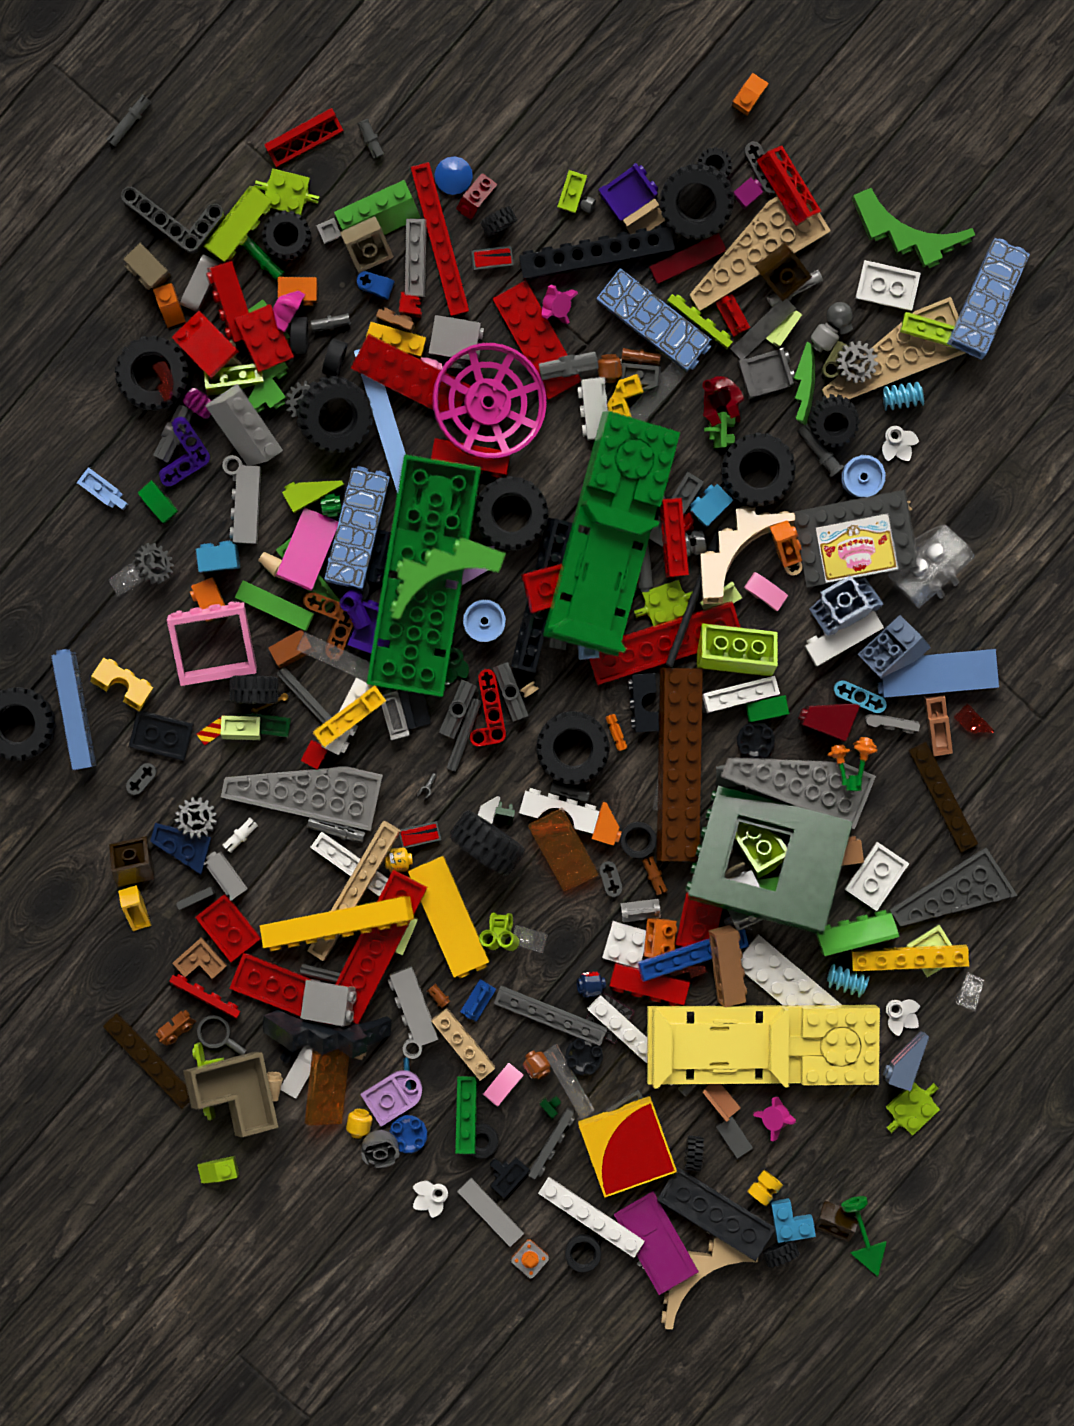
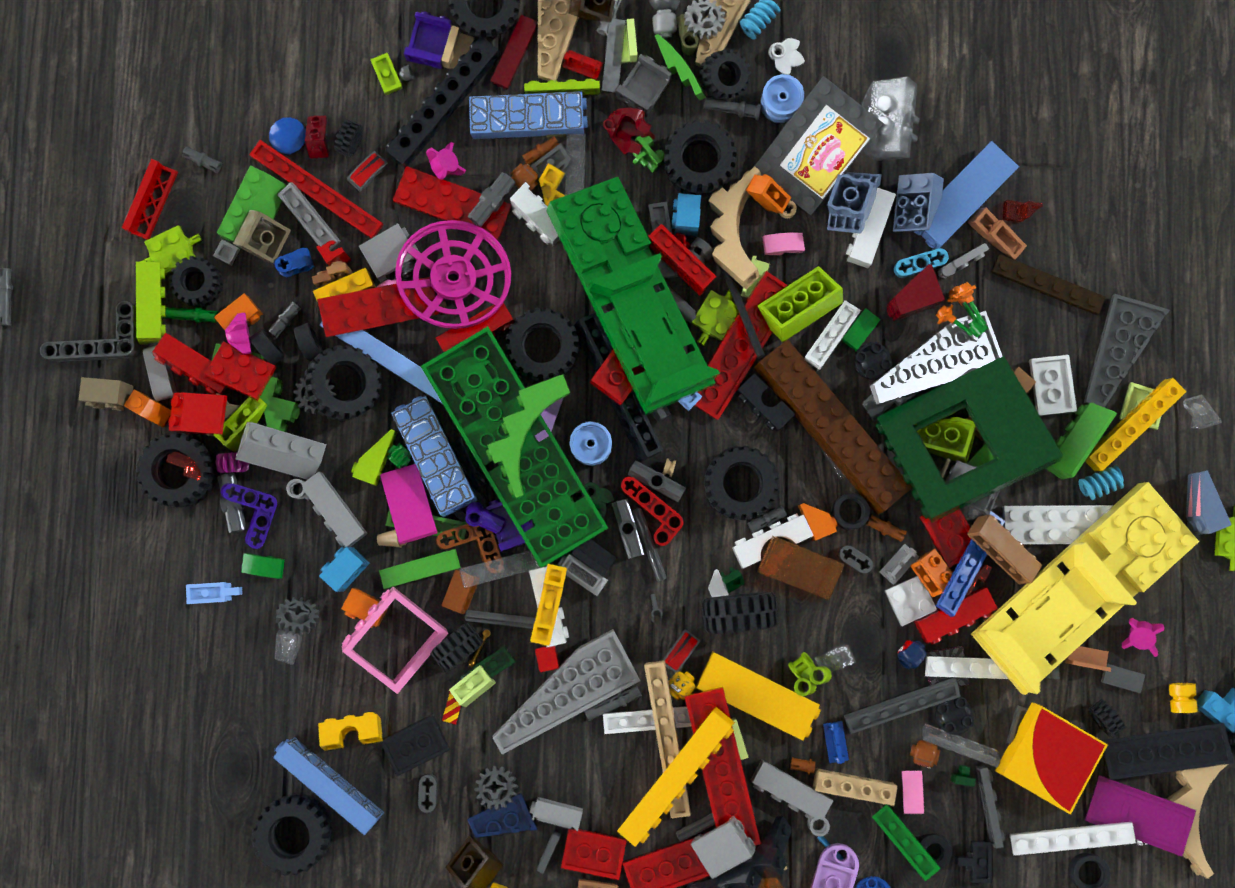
camera: 40 degrees left, 5 degrees down
(240, 835) = (542, 771): white pin -> none
(616, 732) = (763, 444): orange axle -> none
(904, 1017) = (1166, 473): white plate -> none

